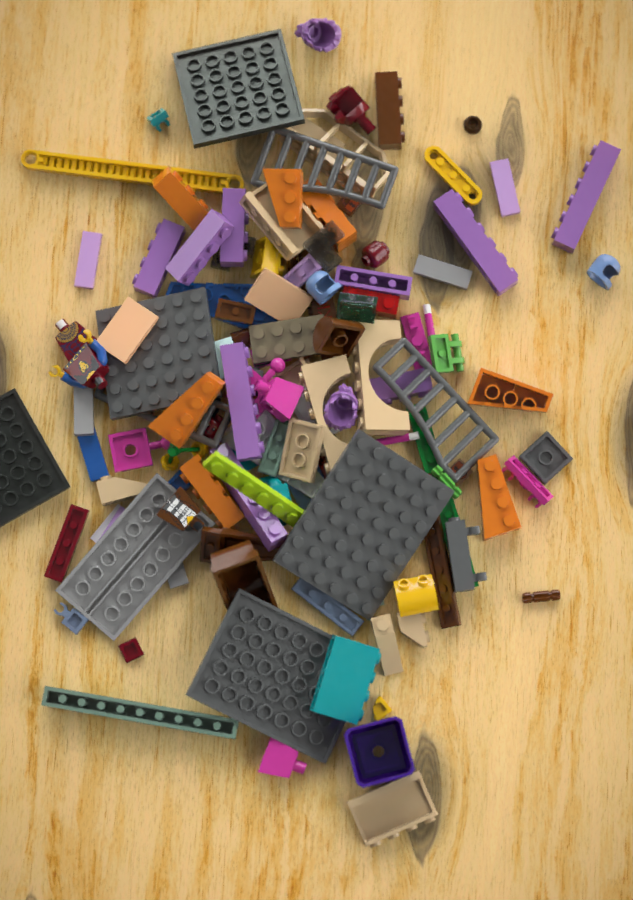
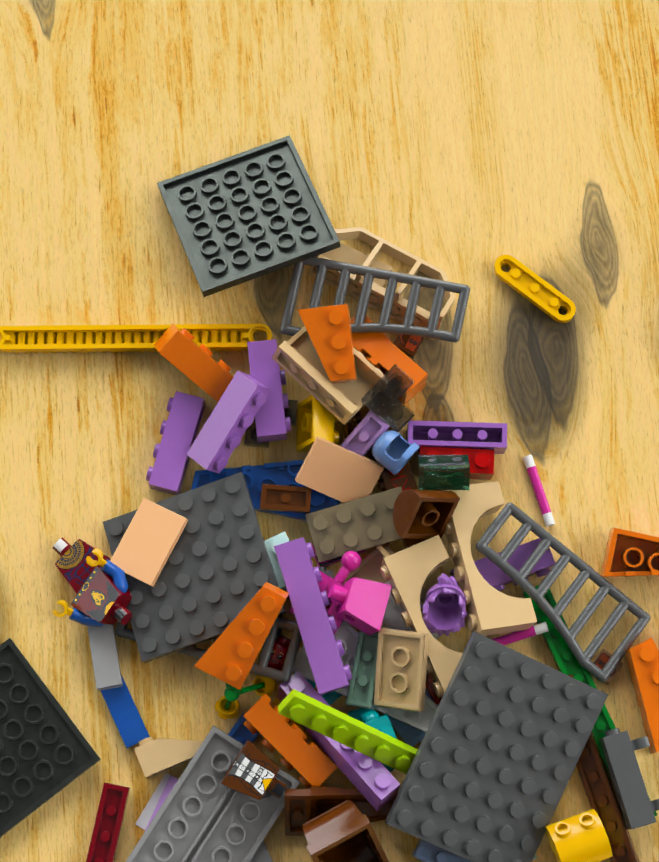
camera: 15 degrees left, 5 degrees down
(88, 260) = (84, 457): lavender tile -> none
(142, 456) = (190, 703): dark pink plate -> none
(158, 117) = (149, 265): teal tile -> none
(241, 336) = (298, 530): reddish brown tile -> none
(319, 34) = (340, 135): medium lavender hair -> none
(350, 109) = (392, 222): dark red piece -> none
(375, 254) = (452, 400): dark red head -> none
(388, 110) = (440, 218): reddish brown brick -> none
(416, 336) = (517, 492): dark pink plate -> none
(441, 353) = (558, 517): bright green plate -> none
(442, 272) = (541, 411): light grey tile -> none
(445, 479) = (590, 679): bright green axle -> none
(472, 119) = (551, 217): dark brown plate -> none
(475, 242) = (577, 369): medium lavender brick -> none
(504, 187) = (601, 295): lavender tile -> none

